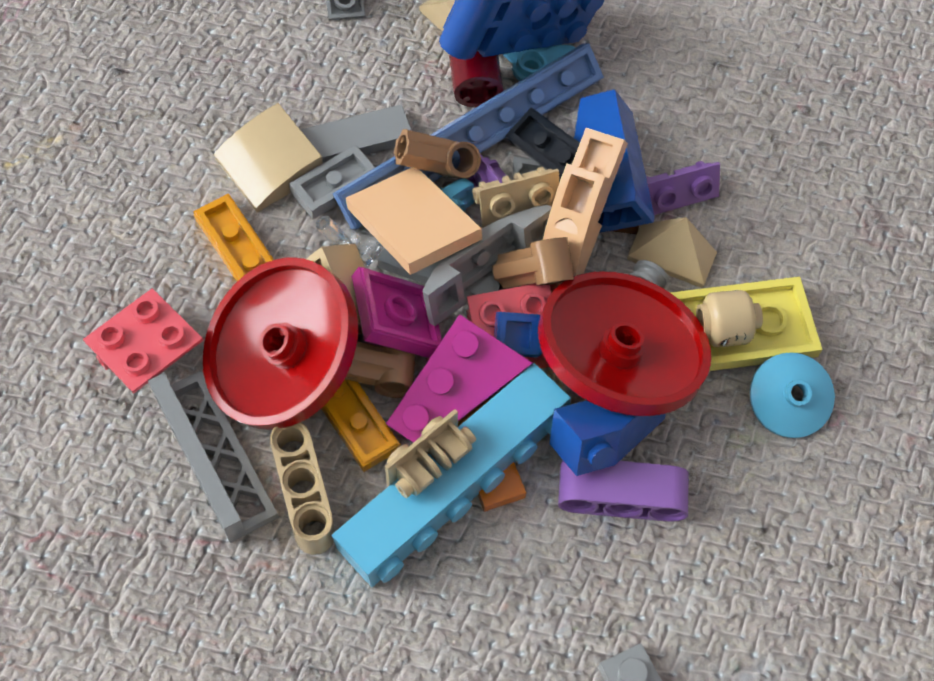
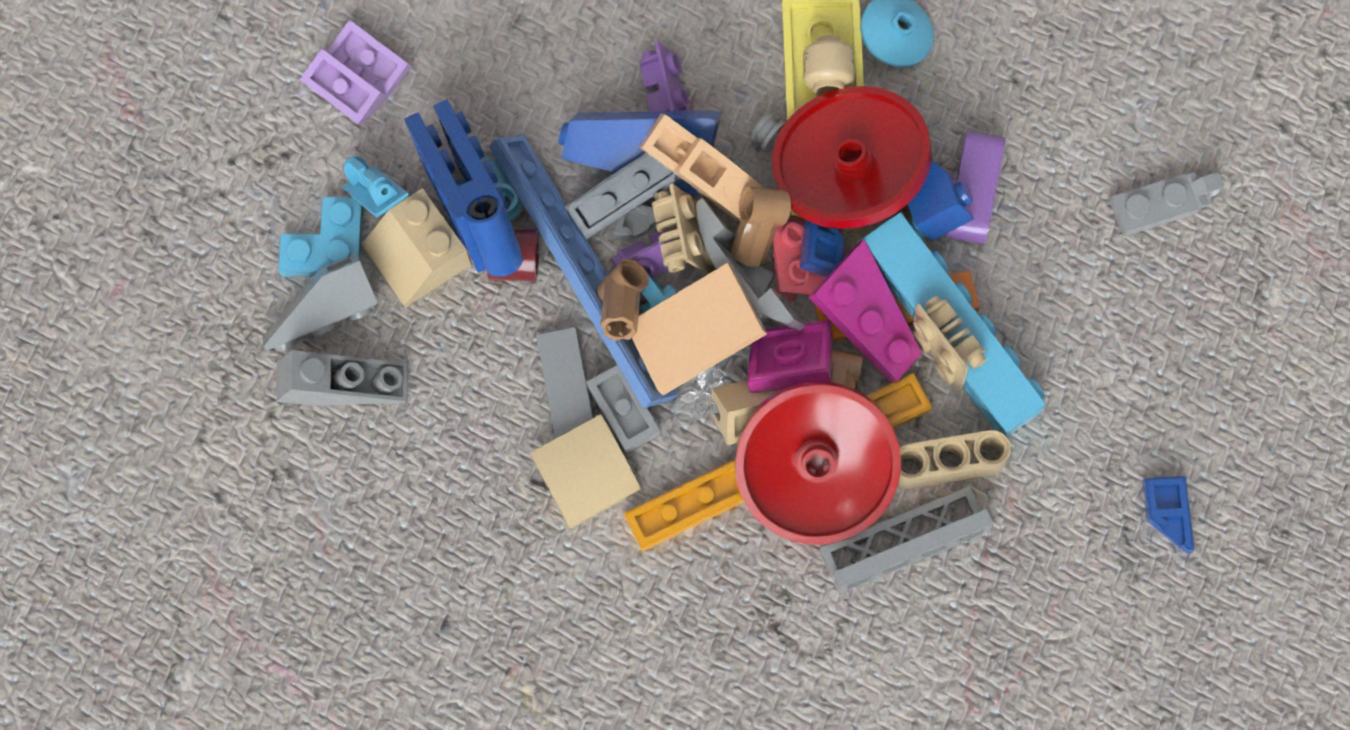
camera: 75 degrees left, 10 degrees up
(142, 340) = (793, 593): coral hinge -> none
(676, 249) = (739, 100): tan slope -> none

